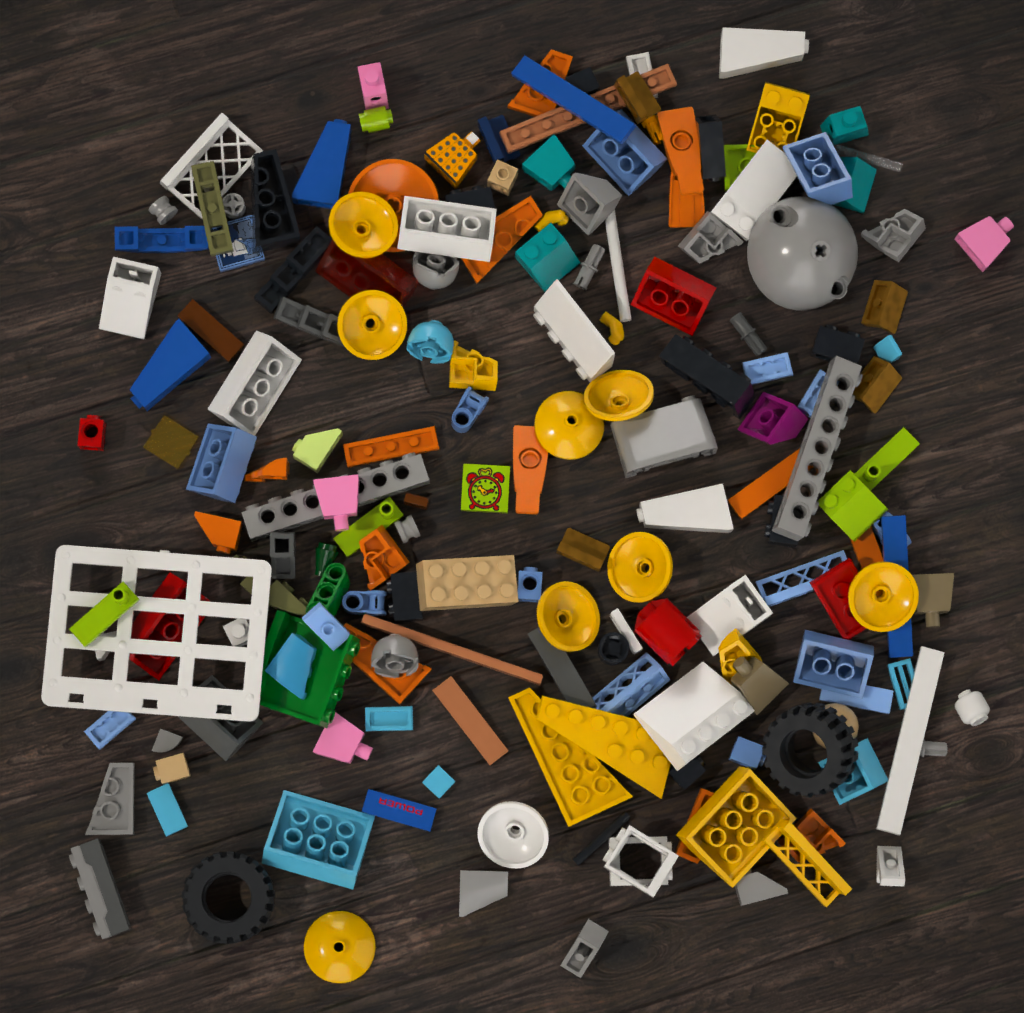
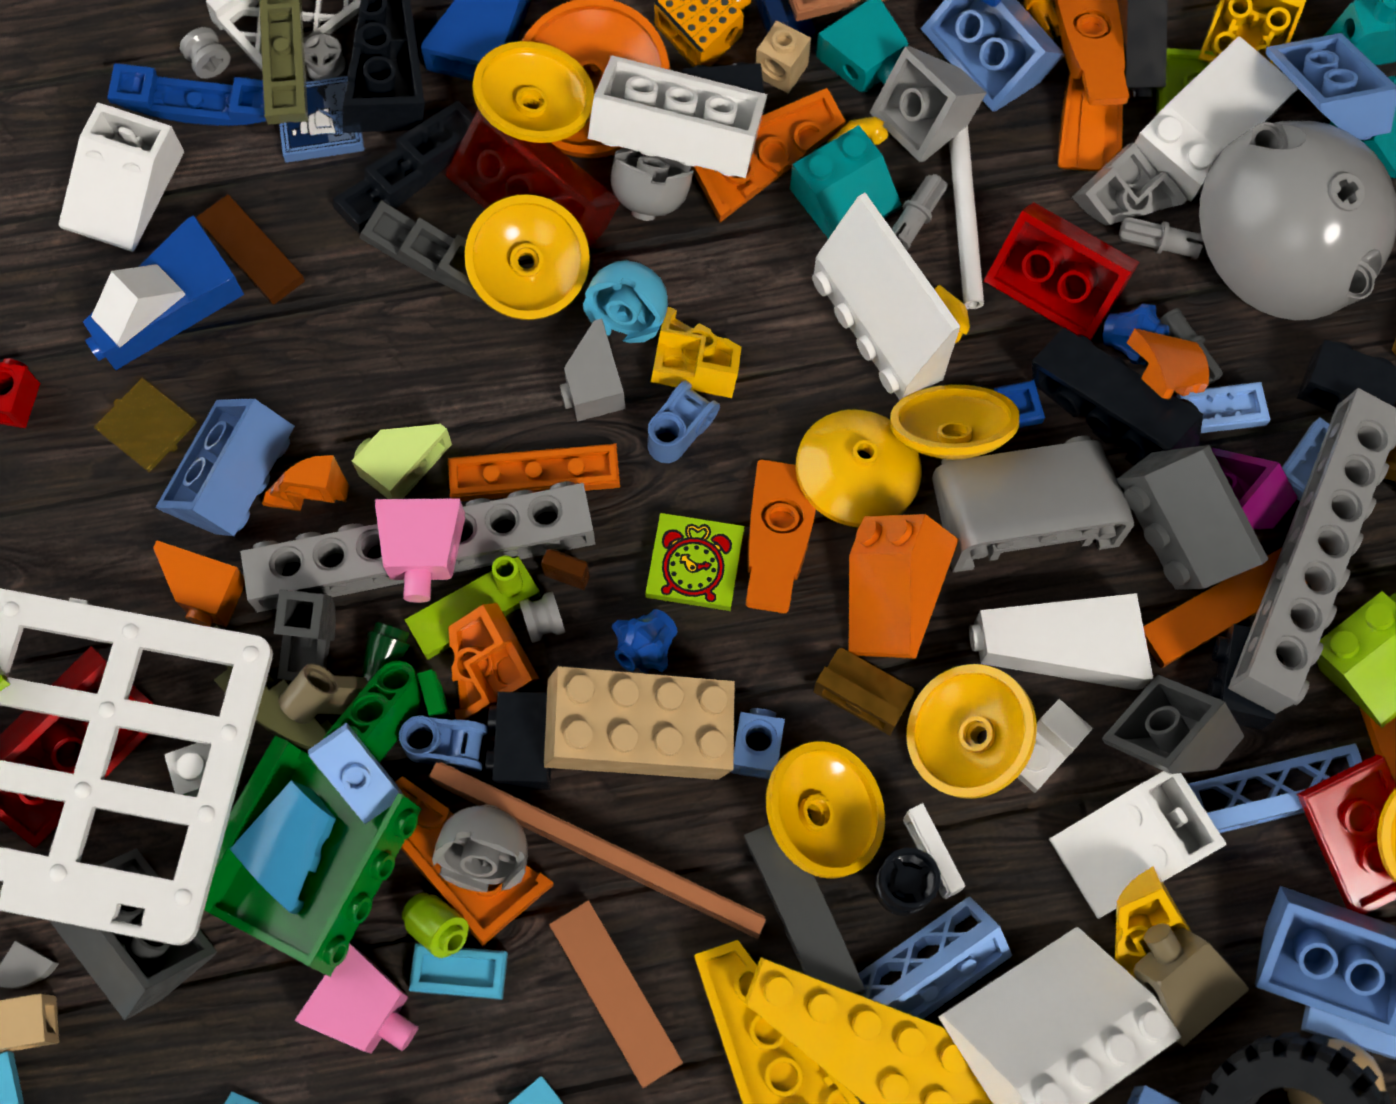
camera: 10 degrees right, 10 degrees down
(158, 376) = (134, 300): none -> white slope
(254, 383) = (309, 338): white slope -> none
(299, 585) = (319, 692): none -> dark tan piece
(356, 579) = (433, 695): none -> green tile
(374, 697) = (435, 925): none -> lime brick
(416, 389) = (592, 377): none -> light grey slope
(464, 536) = (644, 641): none -> blue rock
(594, 492) = (895, 582): none -> orange slope
(657, 376) = (1027, 401): none -> blue tile
(666, 630) = (1014, 856): red cylinder -> none
(684, 566) = (1057, 737): none -> white slope
(717, 330) = (1120, 326): none -> blue rock
(727, 268) = (1161, 237): none -> light grey axle
(735, 352) = (1172, 364): none -> orange slope
(744, 556) = (1176, 728): none -> dark grey slope
(746, 440) = (1191, 517): none -> dark grey slope

